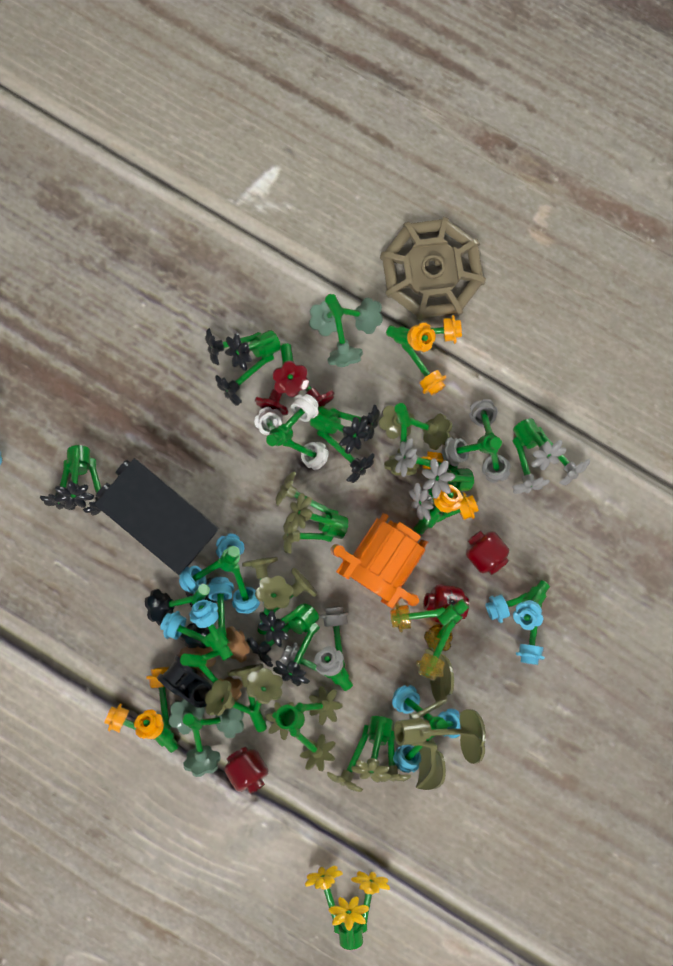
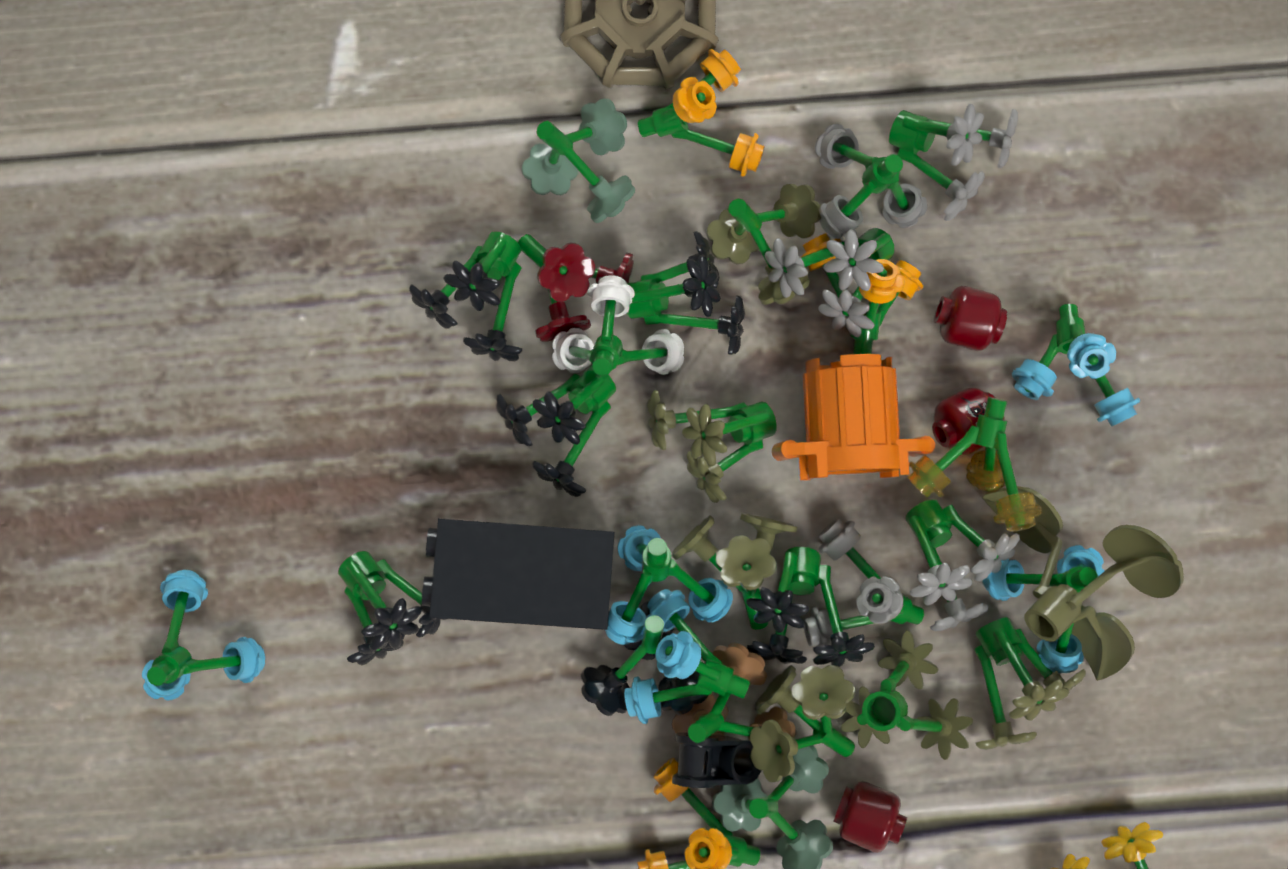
camera: 35 degrees left, 0 degrees up
(257, 449) = (586, 394): none -> plant
(386, 645) = (932, 529): none -> light grey plant

